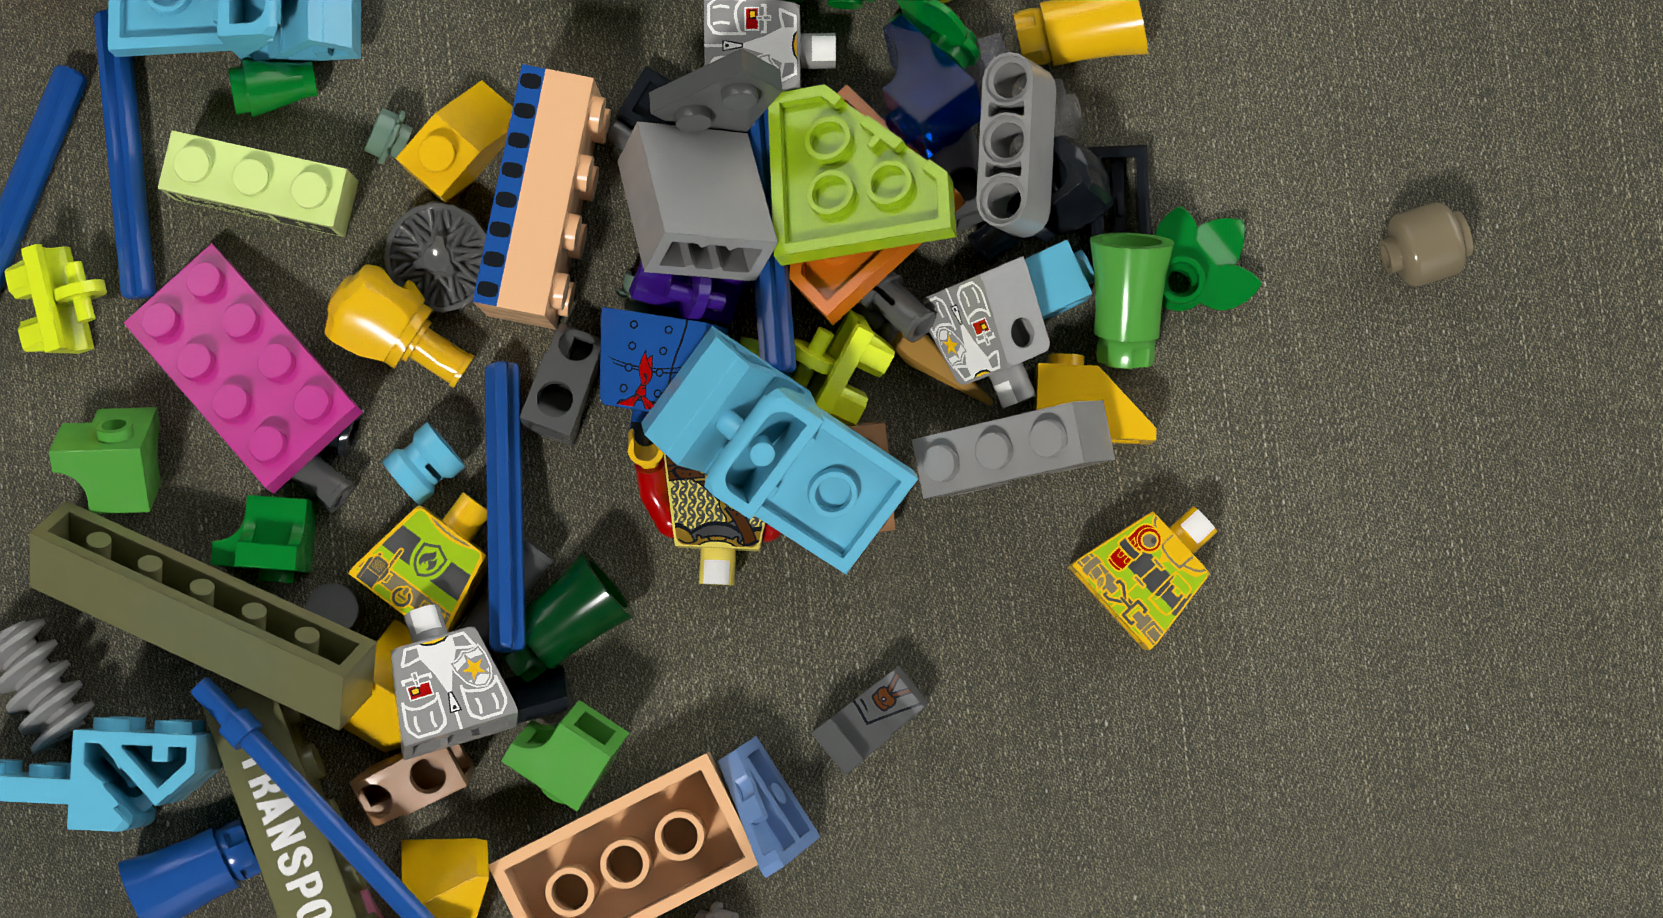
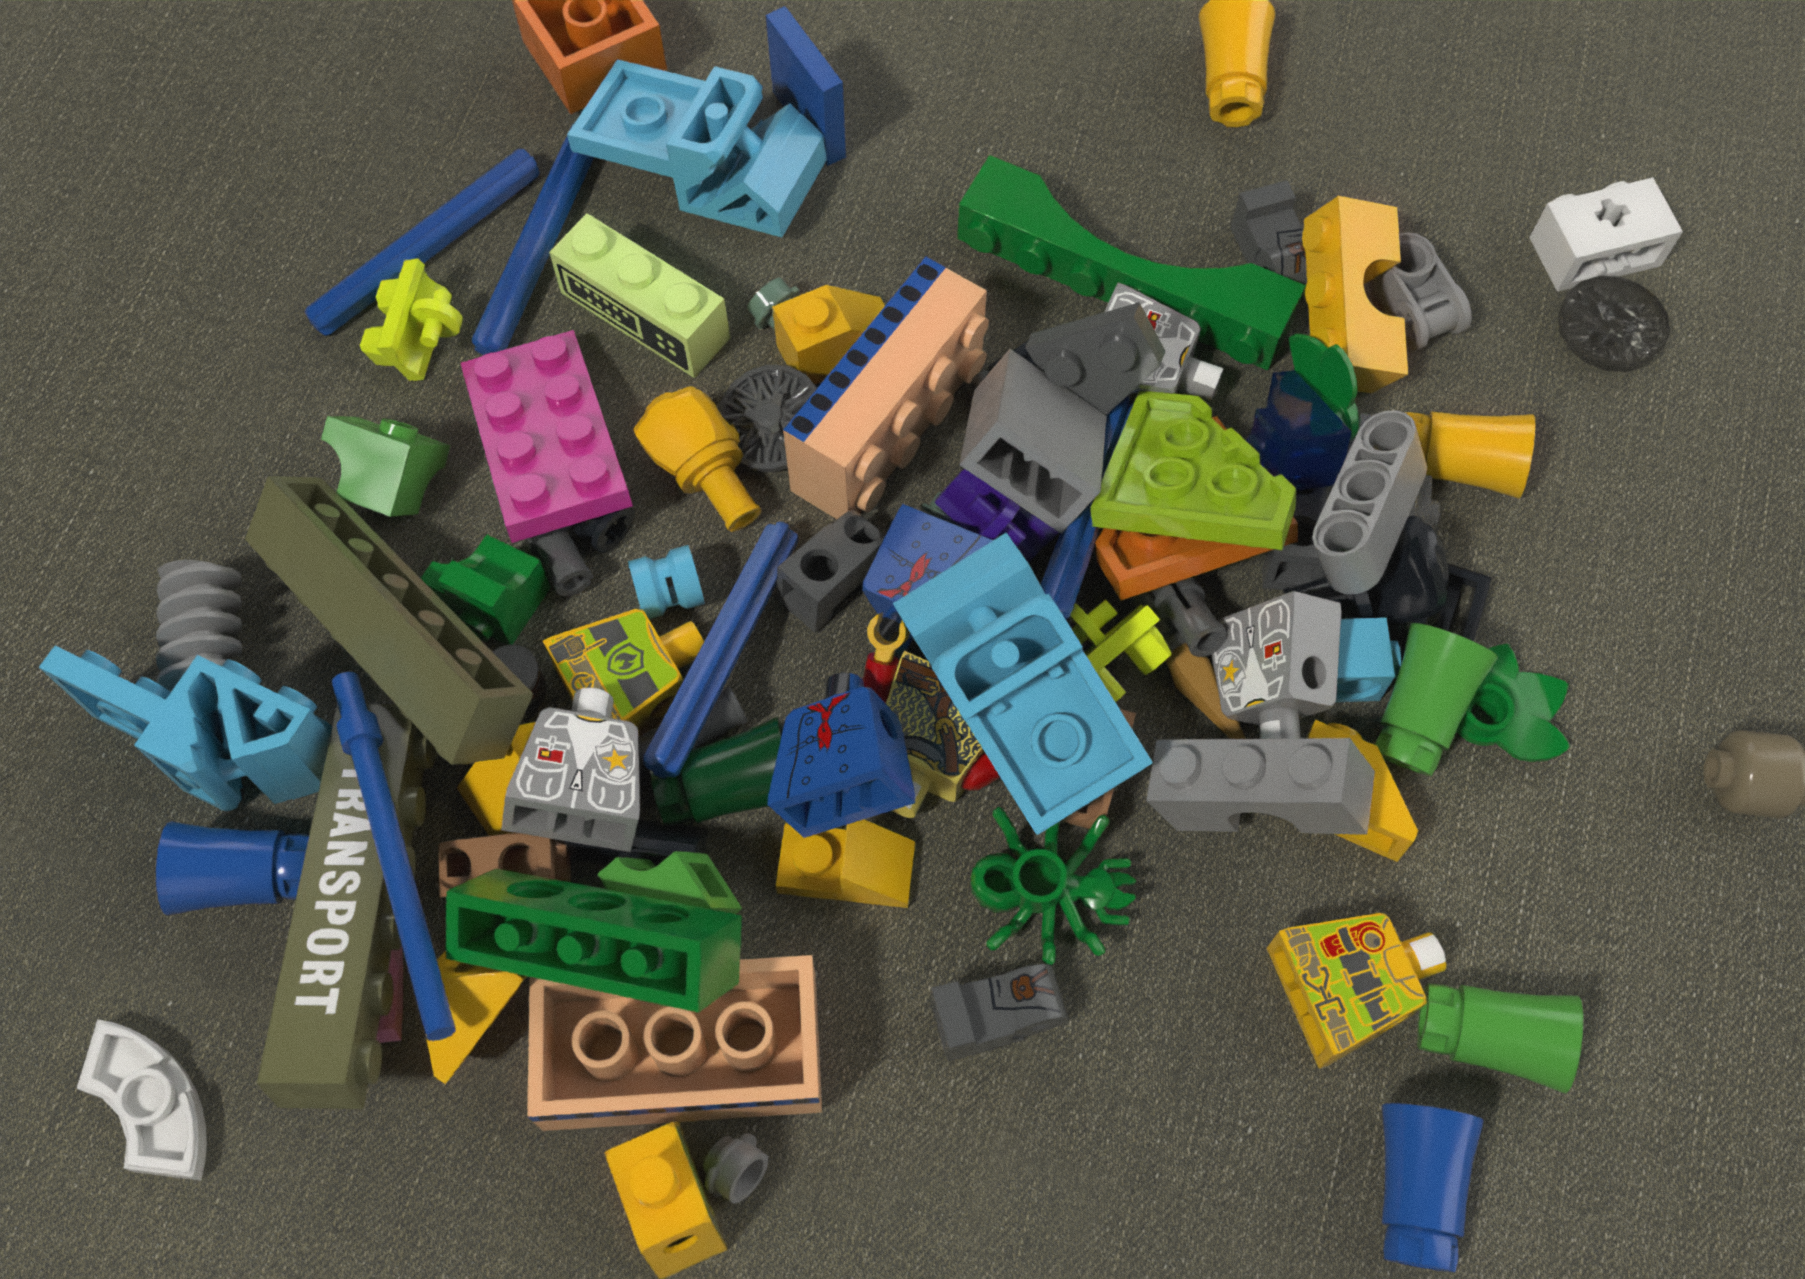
camera: 20 degrees right, 20 degrees down
(270, 85) = (690, 228): green cone -> none
(529, 823) = (594, 938): none -> green brick
(656, 577) = (840, 760): none -> blue torso
(693, 647) = (847, 865): none -> yellow slope
(767, 807) = (849, 1051): medium blue wing -> none
(862, 600) = (1042, 881): none -> green animal
(1255, 714) = (1426, 1183): none -> blue plant
(1278, 565) = (1505, 1031): none -> bright green plant

